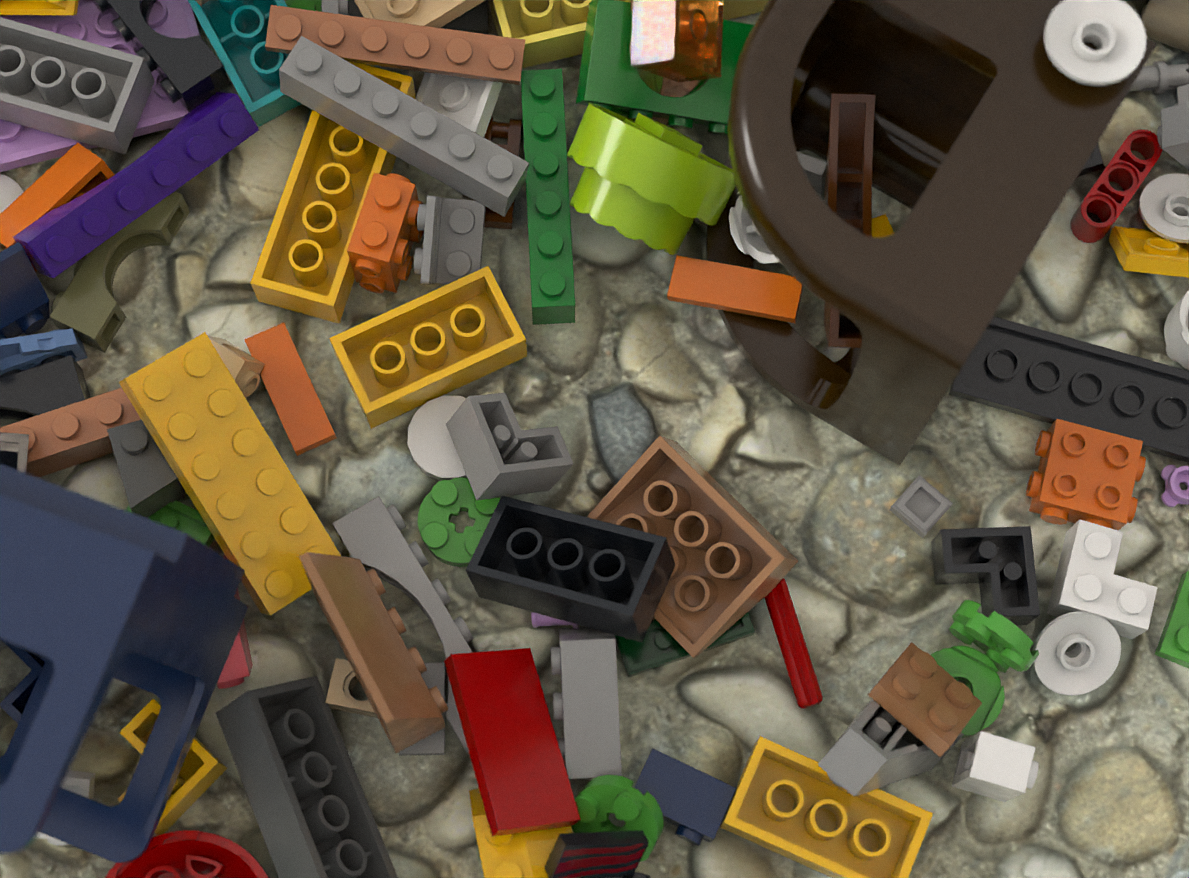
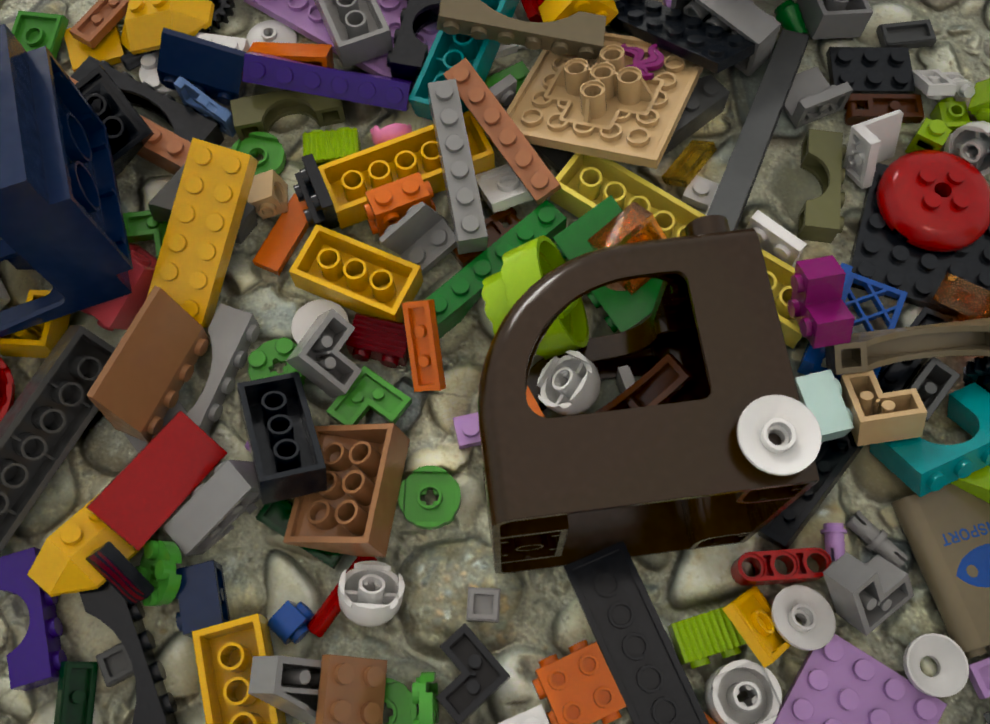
camera: 55 degrees right, 5 degrees down
(142, 324) = (264, 144): none -> bright green plate
(224, 253) = (331, 145): none -> lime brick
(270, 173) = (389, 132): none -> bright pink hair
(291, 310) = (314, 192): none -> black plate
(533, 380) = (378, 340): none -> dark red brick
(585, 337) = (423, 345): none -> orange plate
(589, 439) = (367, 393): none -> bright green plate
(716, 370) = (467, 430): none -> lavender plate
(759, 446) = (416, 510): none -> bright green plate
(785, 717) = (291, 622): none -> blue plate
(826, 606) = (370, 593): none -> white cylinder
(1129, 311) = (705, 636): none -> lime brick
(1130, 113) = (834, 539): none -> lavender pin

